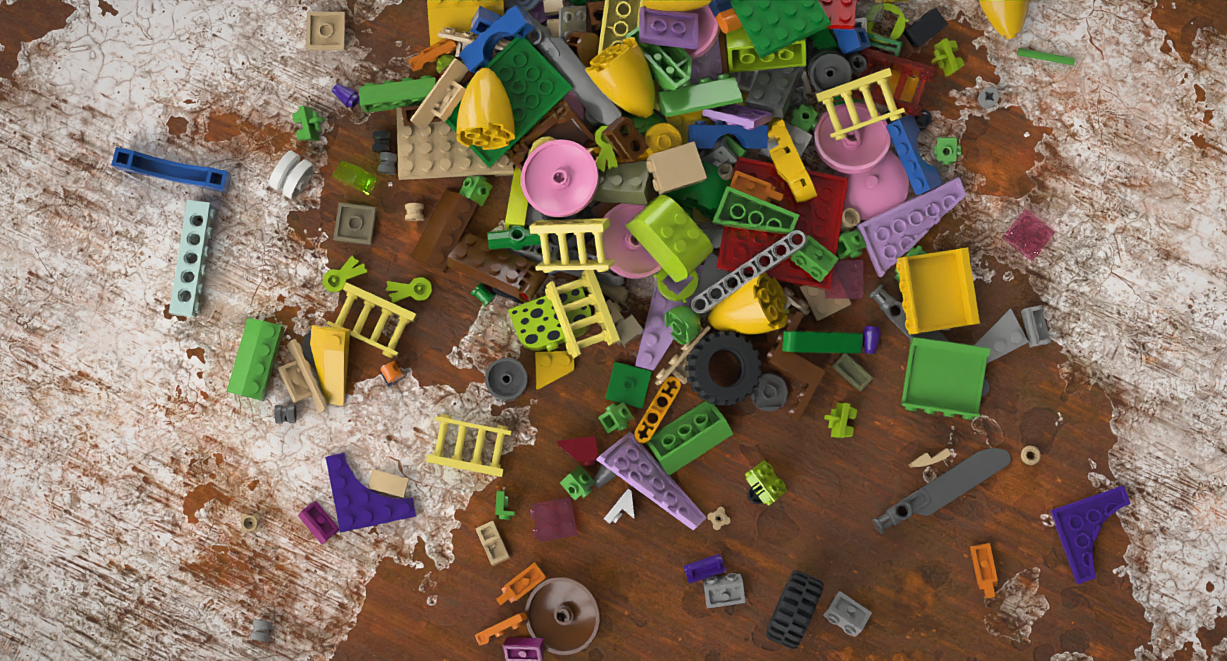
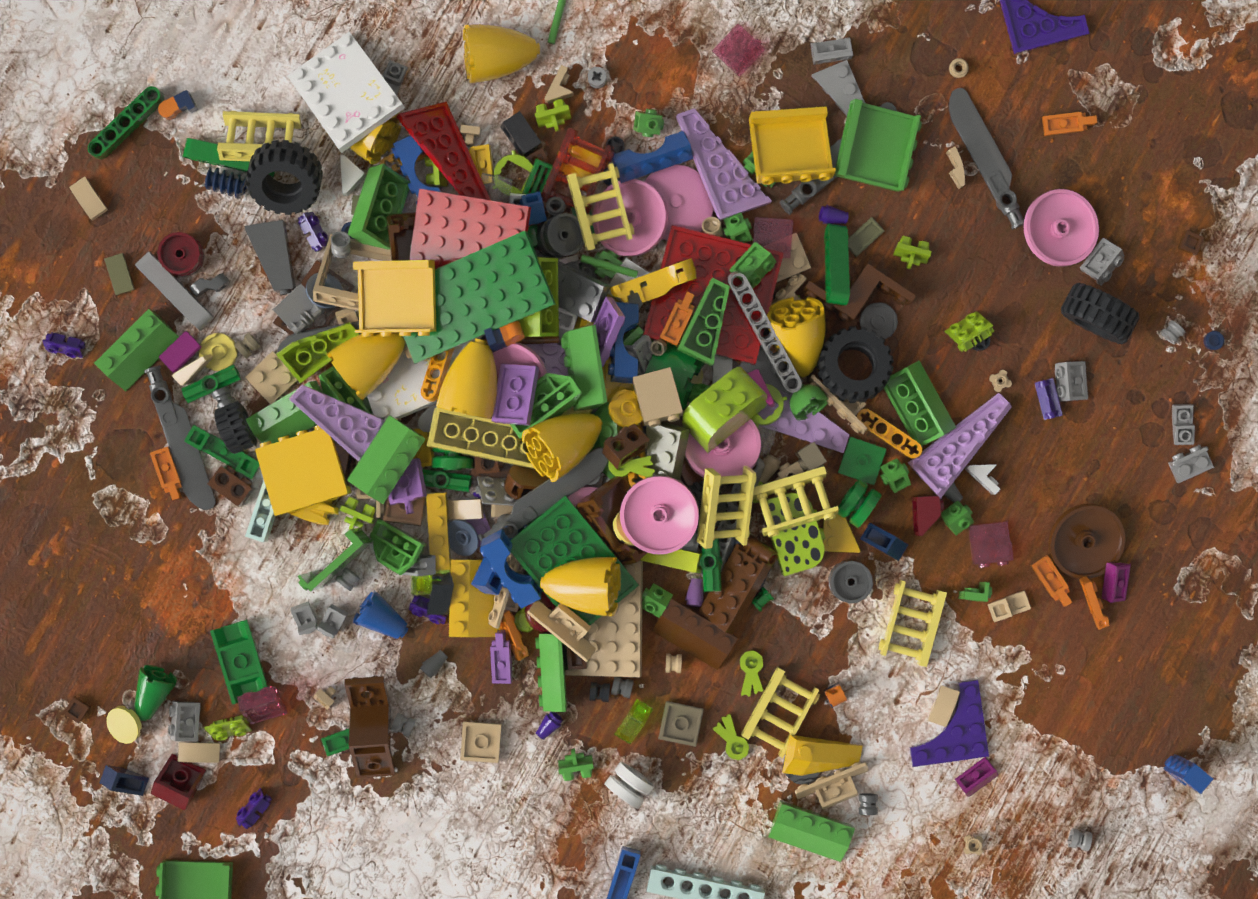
camera: 85 degrees left, 5 degrees up
(408, 44) = (501, 659): none -> medium lavender hinge
(481, 227) = (695, 593): none -> medium lavender cone
(548, 412) = (884, 541): none -> dark blue slope
(585, 381) = (859, 504): none -> green wheel
(699, 273) = (756, 376): none -> dark pink slope
(802, 118) = (609, 266): none -> bright green bar
(878, 568) = (1061, 227): none -> bright pink dish
(974, 58) = (556, 90): none -> tan slope

